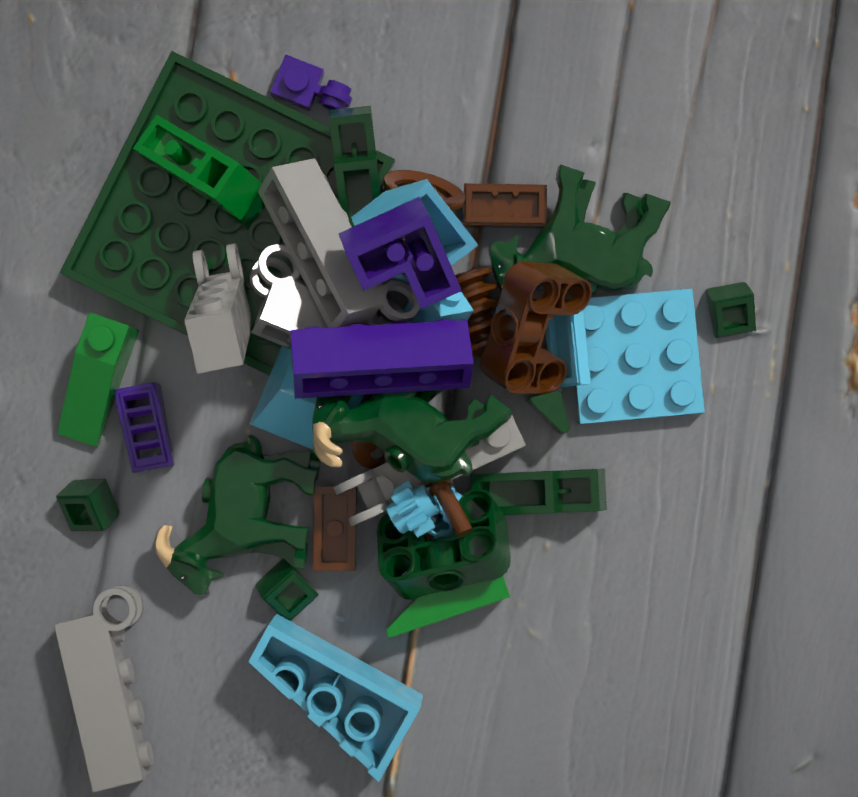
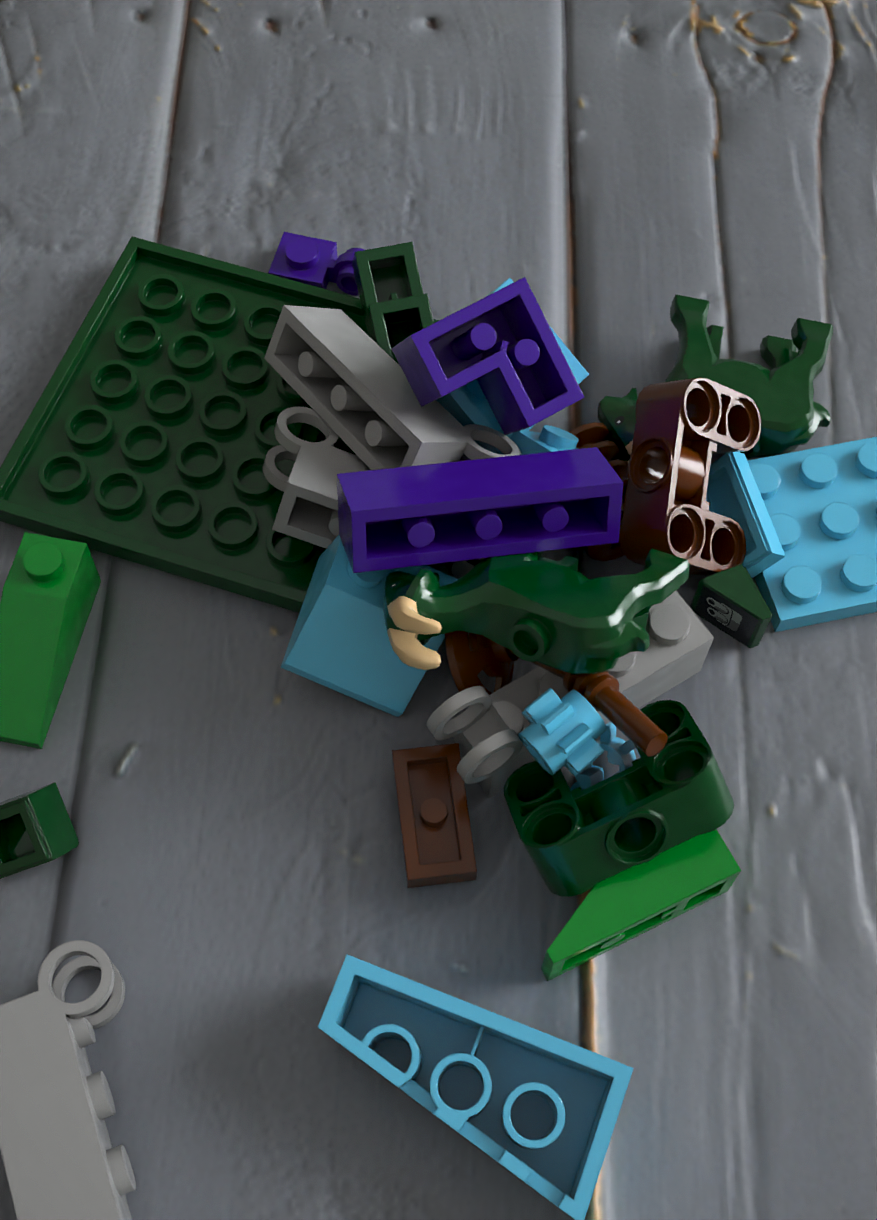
camera: 10 degrees left, 25 degrees down
(126, 414) = (105, 661): dark purple slope -> none
(199, 166) = (187, 342): green slope -> none
(219, 315) = (227, 466): light grey hinge -> none
(238, 514) = (277, 814): dark green animal -> none
(286, 590) = (366, 924): dark green slope -> none
(505, 205) = (620, 363): reddish brown plate -> none
(545, 491) = (769, 718): dark green slope -> none

